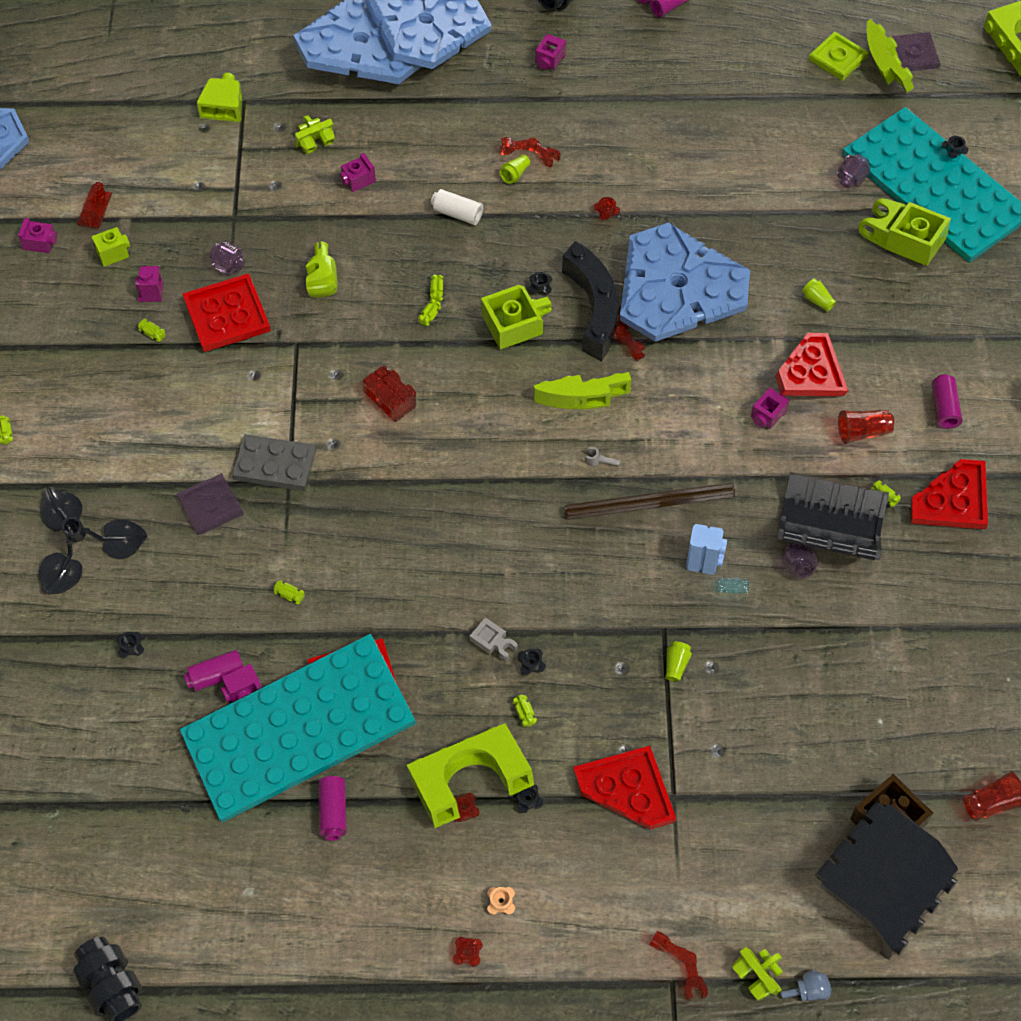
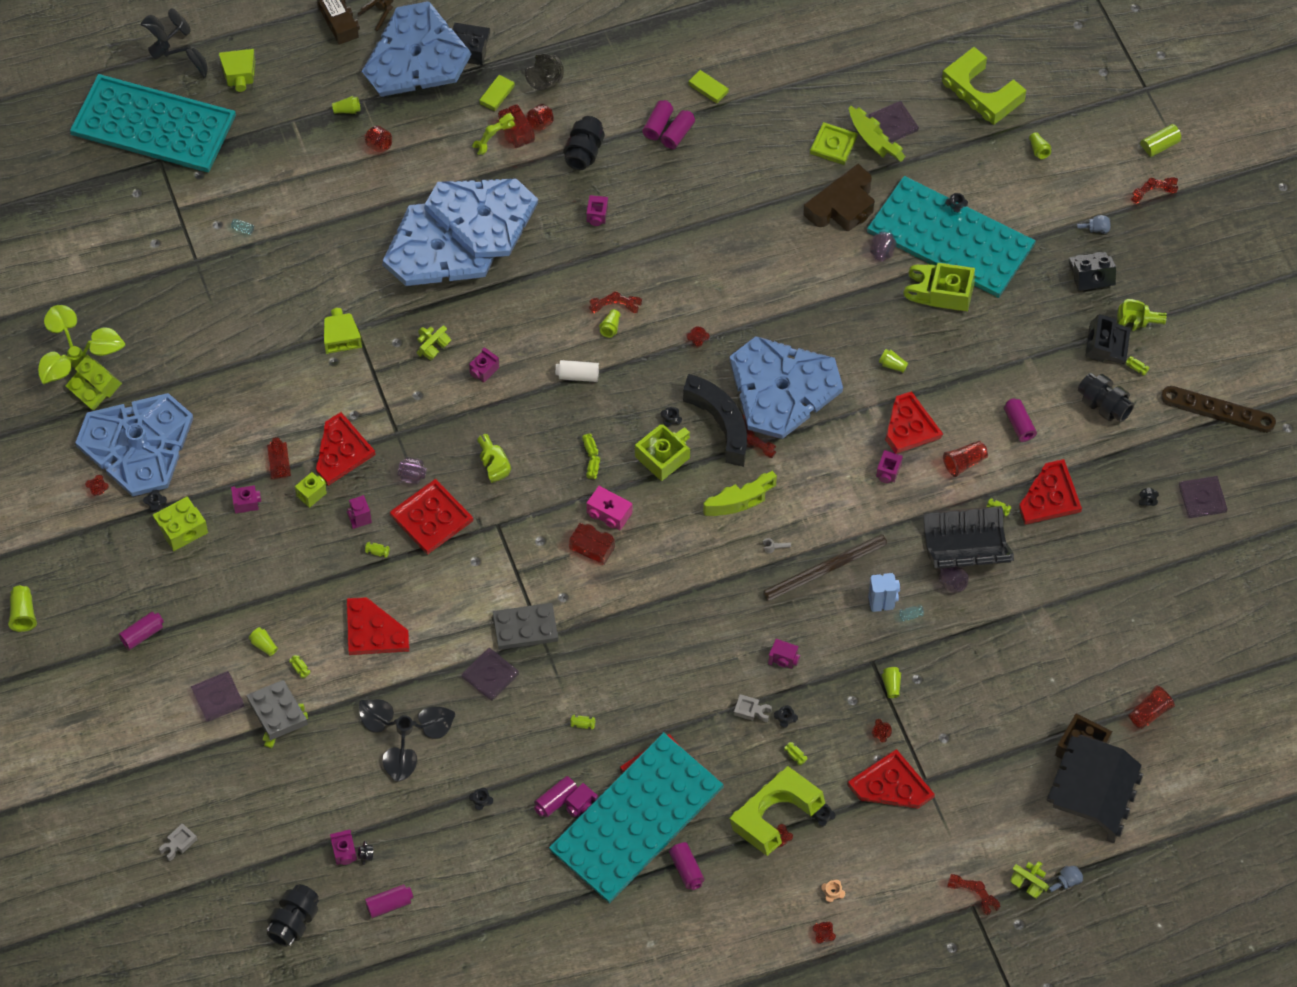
camera: 20 degrees left, 0 degrees up
(104, 415) = (373, 629): none -> red plate
(164, 215) = (341, 449): none -> red plate
(426, 360) = (609, 508): none -> dark pink brick
(558, 586) = (784, 654): none -> magenta brick
(641, 716) = (881, 730): none -> clear red plate
(827, 114) = (844, 201): none -> dark brown brick

